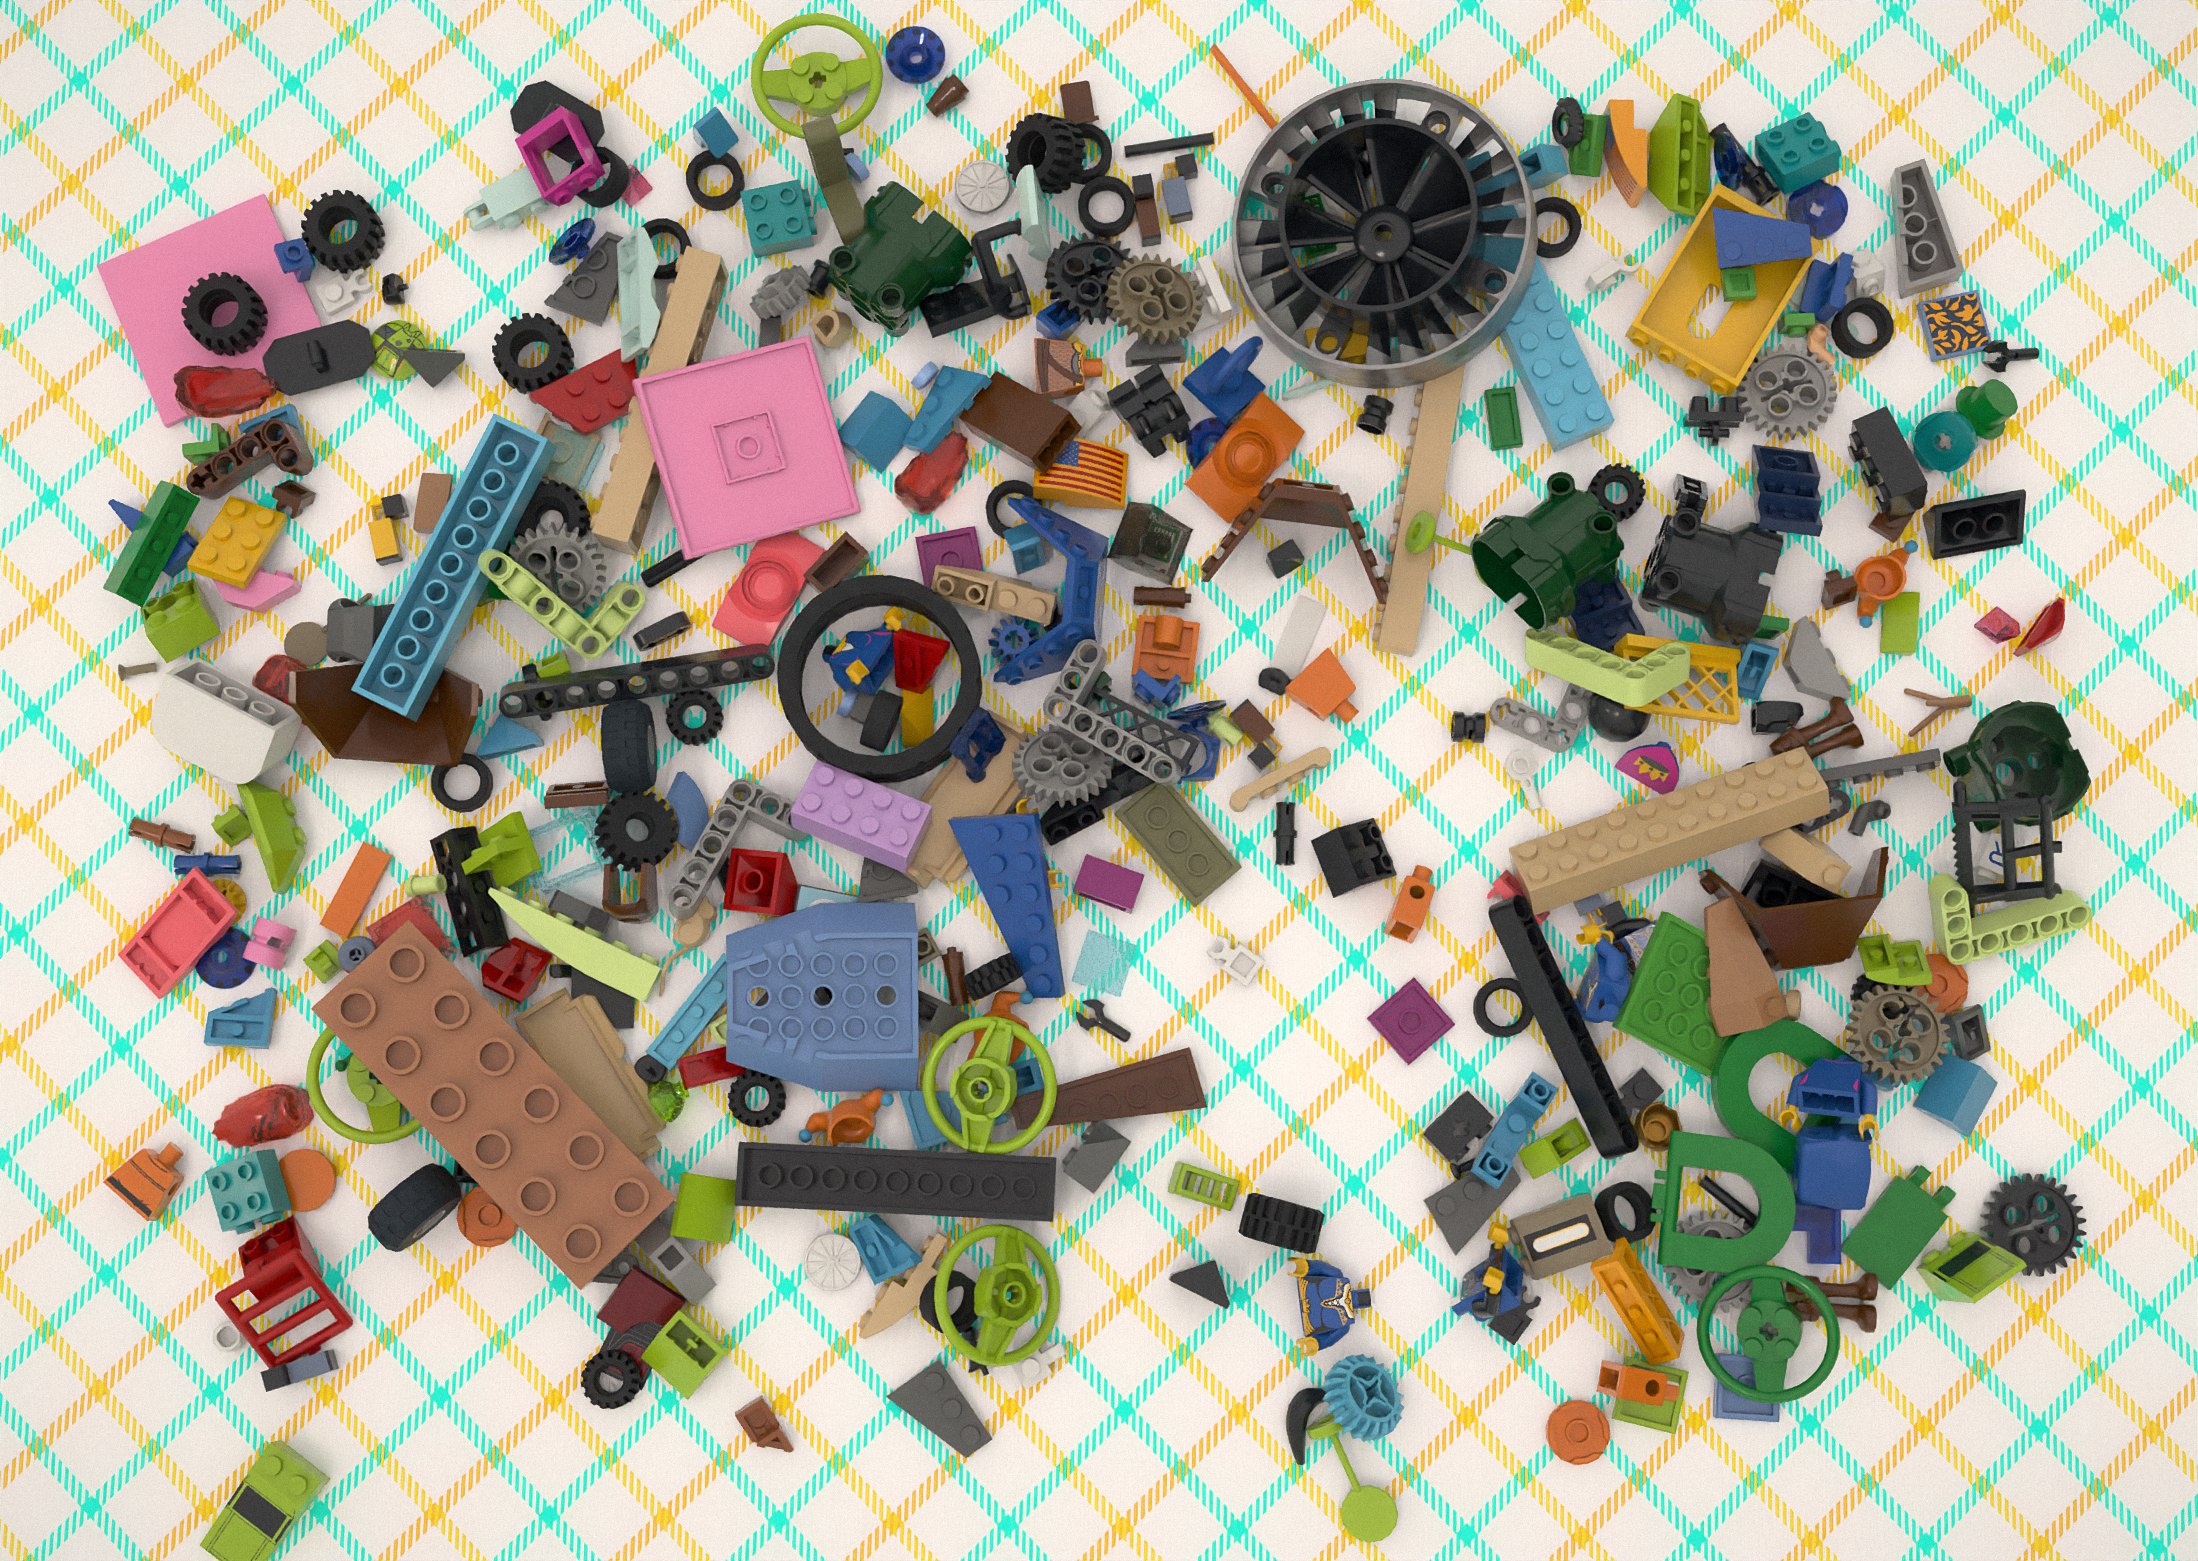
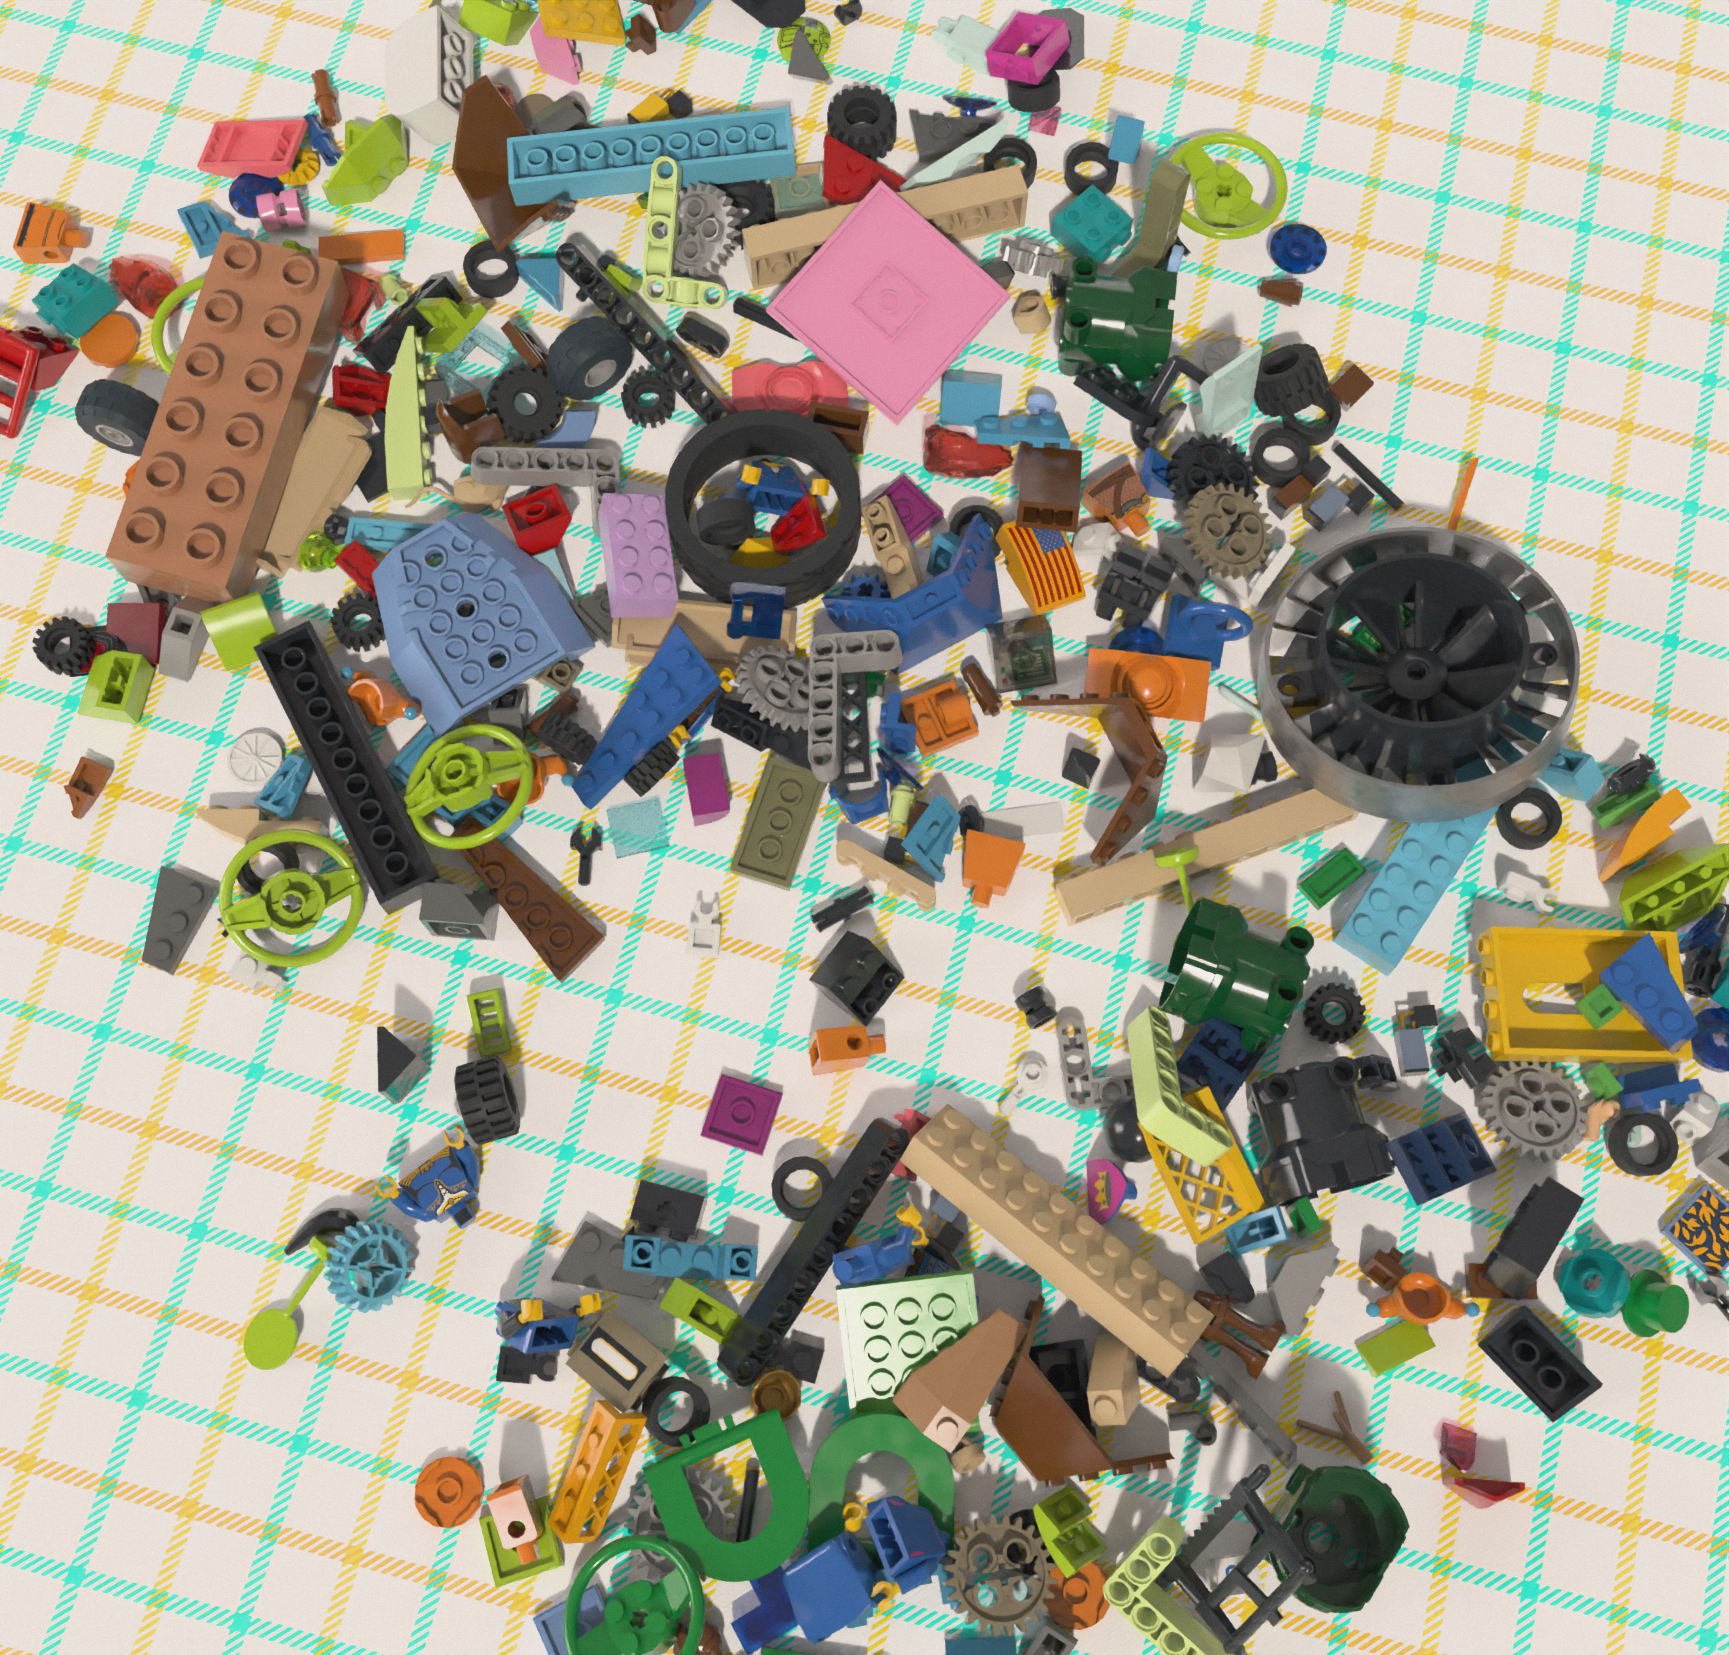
camera: 60 degrees right, 10 degrees down
(1070, 919) = (652, 769): none -> black tyre
(1274, 719) = (933, 837): none -> dark azure wing
(1358, 435) = (1229, 763): none -> white slope
(1676, 449) = (1411, 1043): none -> piece

